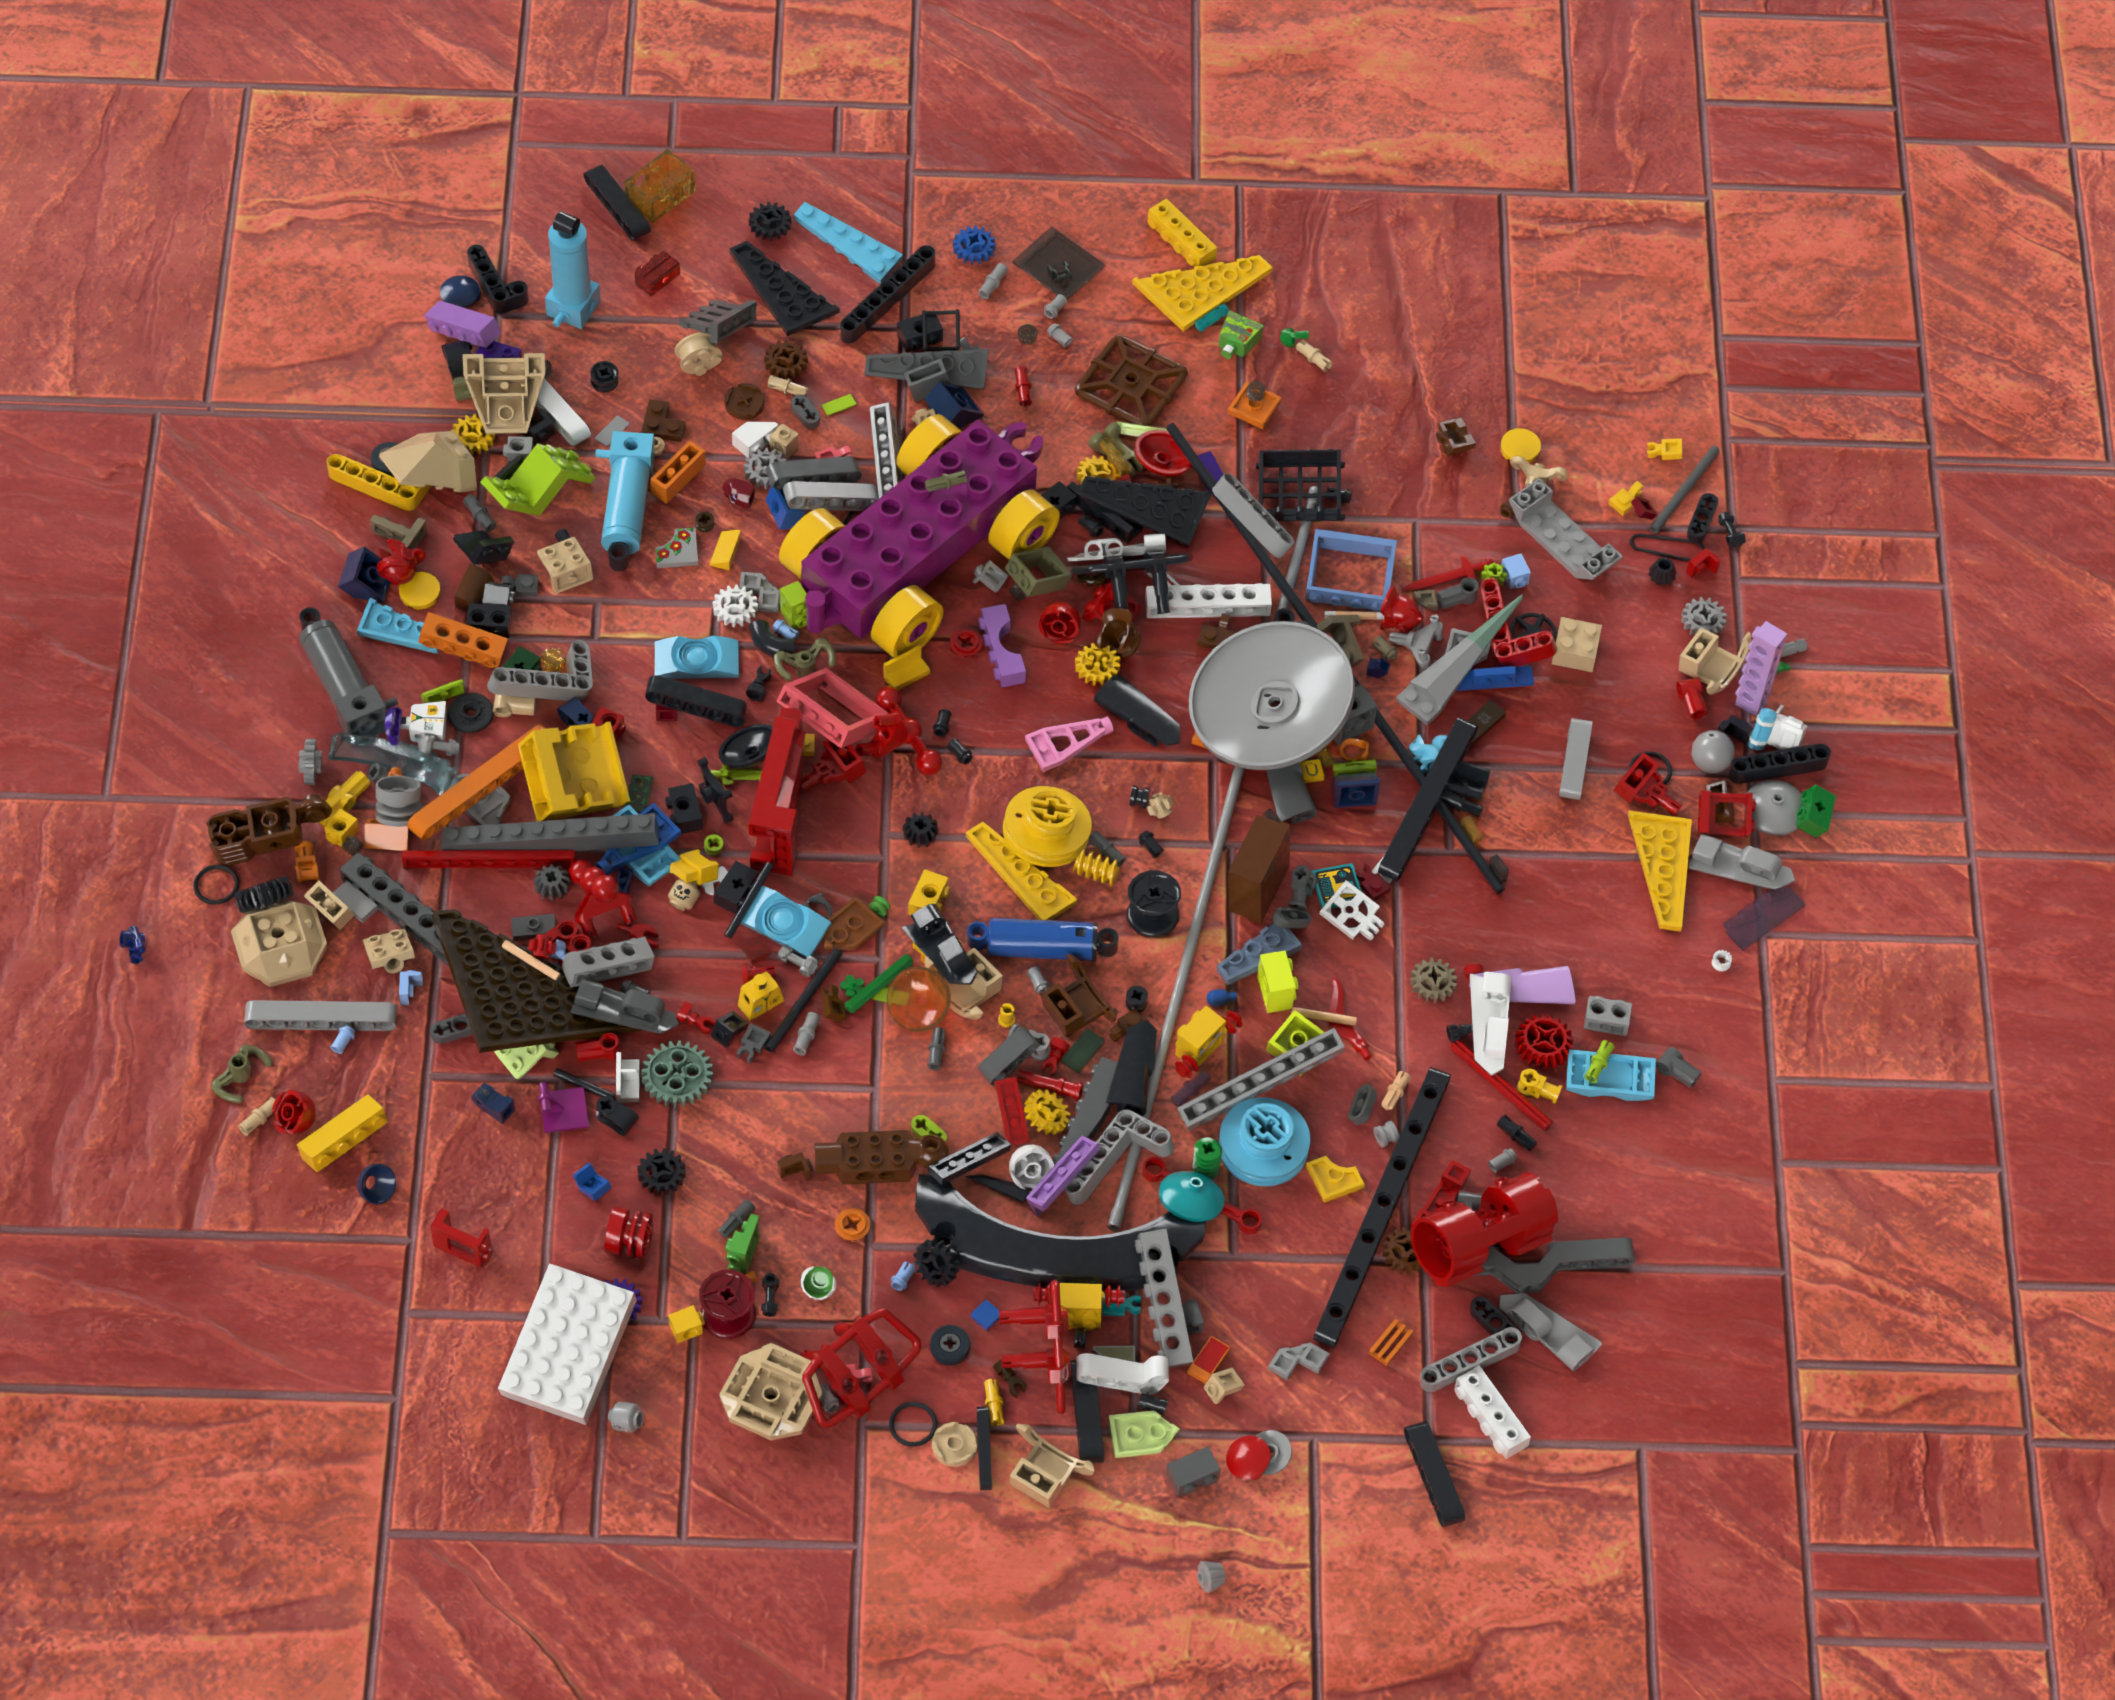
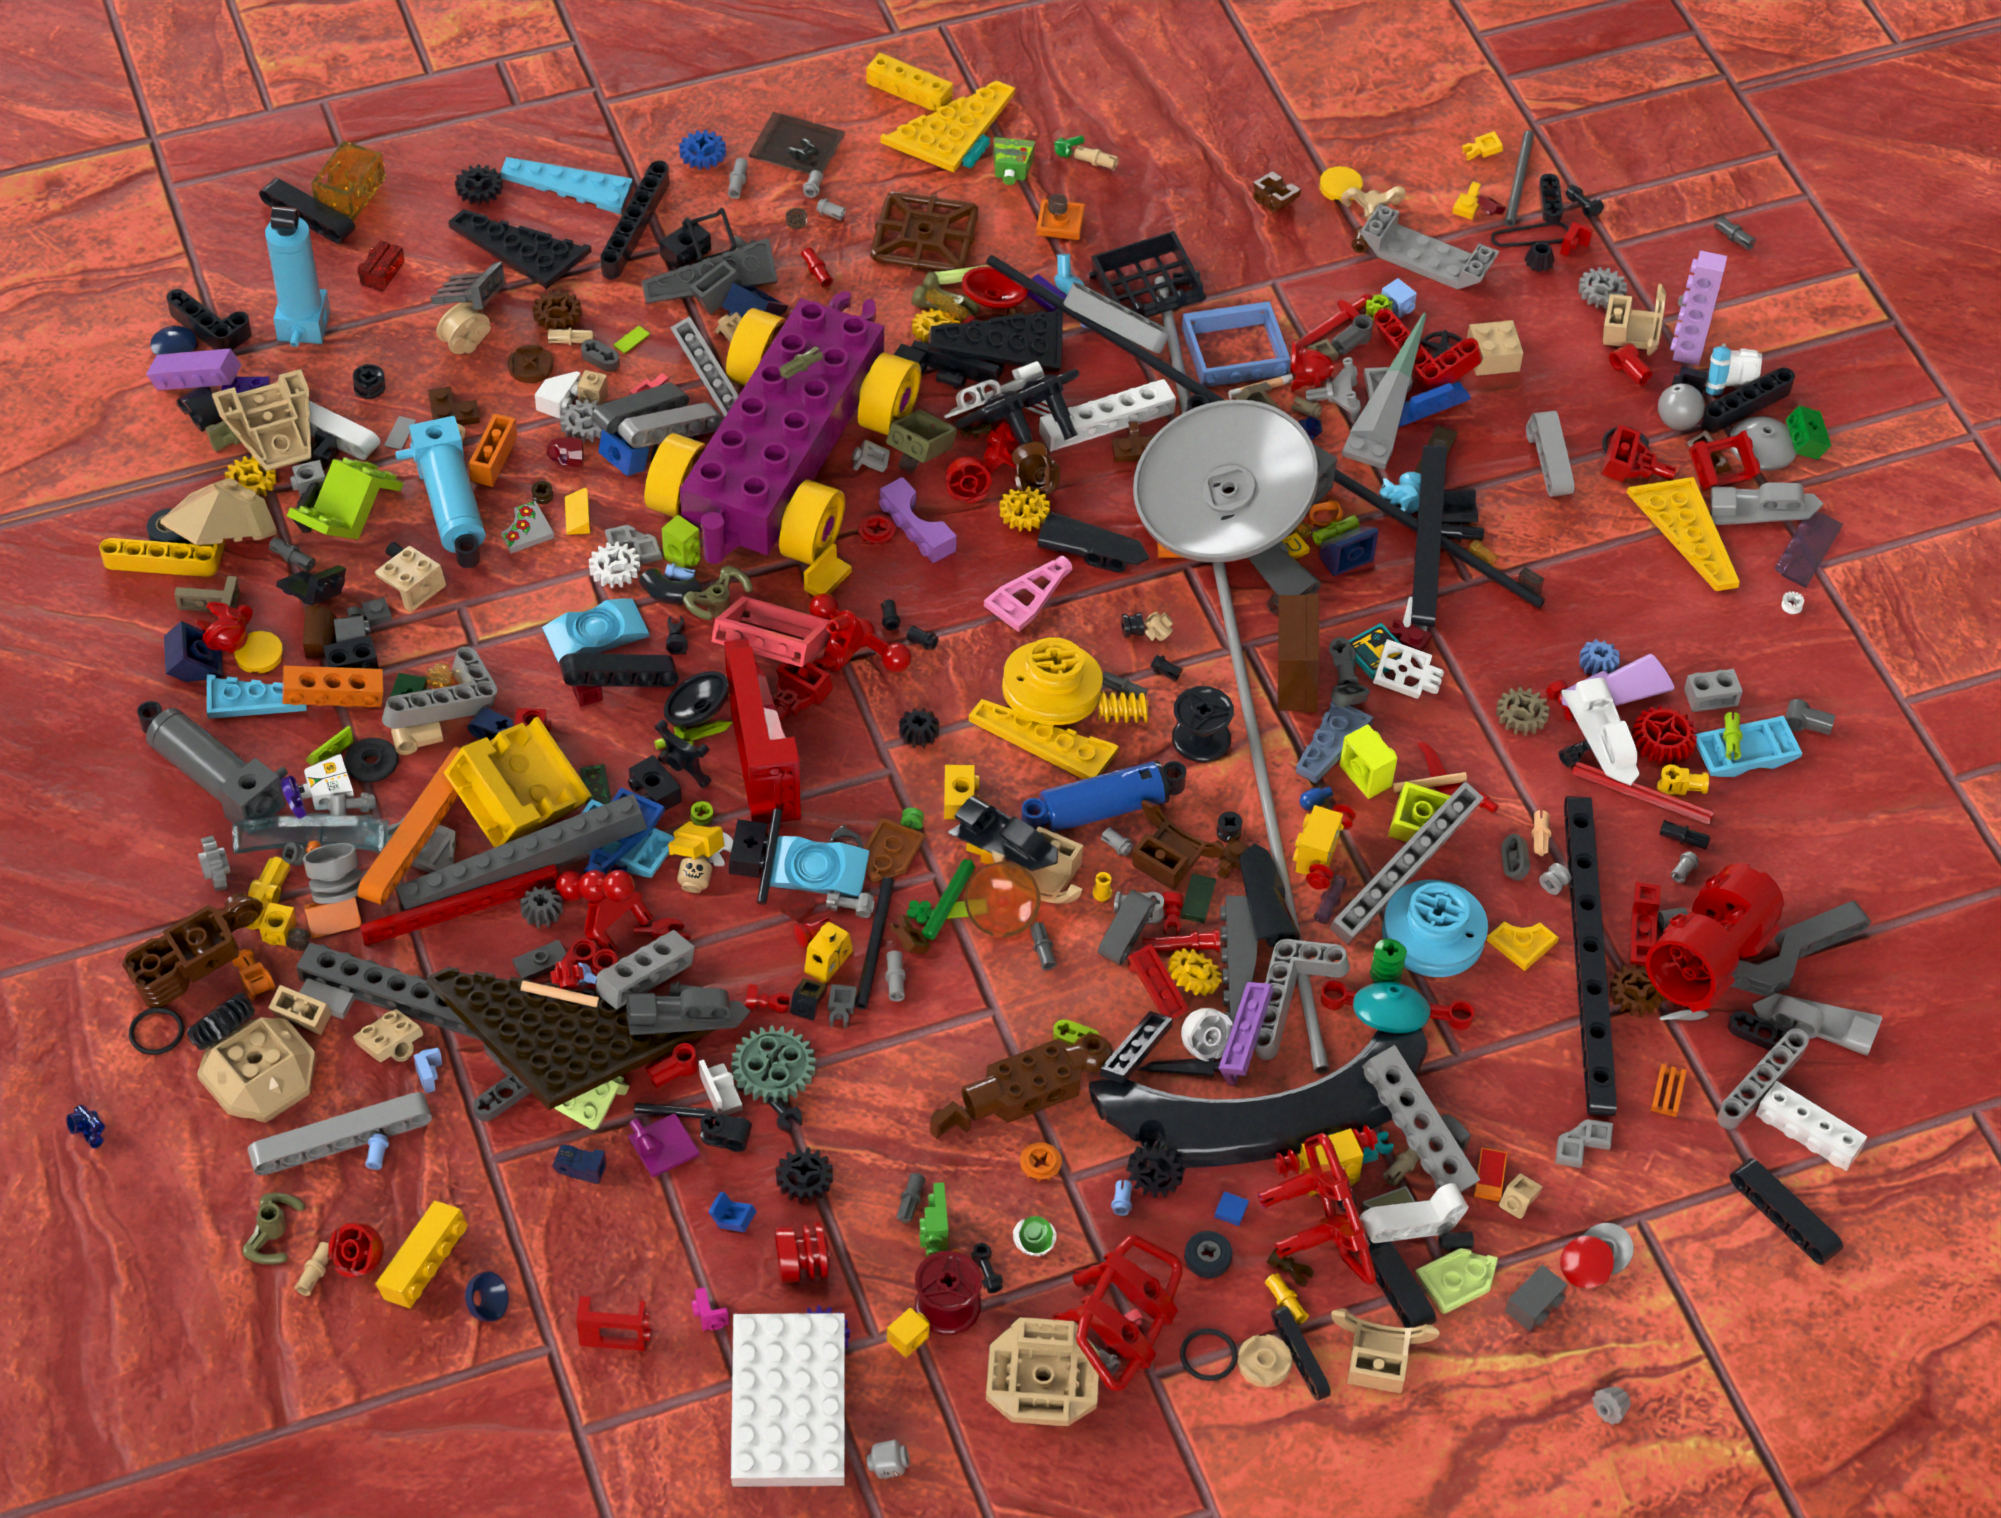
camera: 20 degrees left, 5 degrees down
(536, 1251) = (709, 1319): none -> dark pink bracket
(669, 1117) = (785, 1114): none -> black bar
(1141, 1327) = (1403, 1164): none -> dark tan pin
(1231, 463) = (1064, 278): none -> medium azure arm
(1451, 1289) = (1685, 1015): none -> light grey bar
(1523, 955) = (1599, 657): none -> medium blue gear
(1853, 602) = (1735, 233): none -> dark grey pin

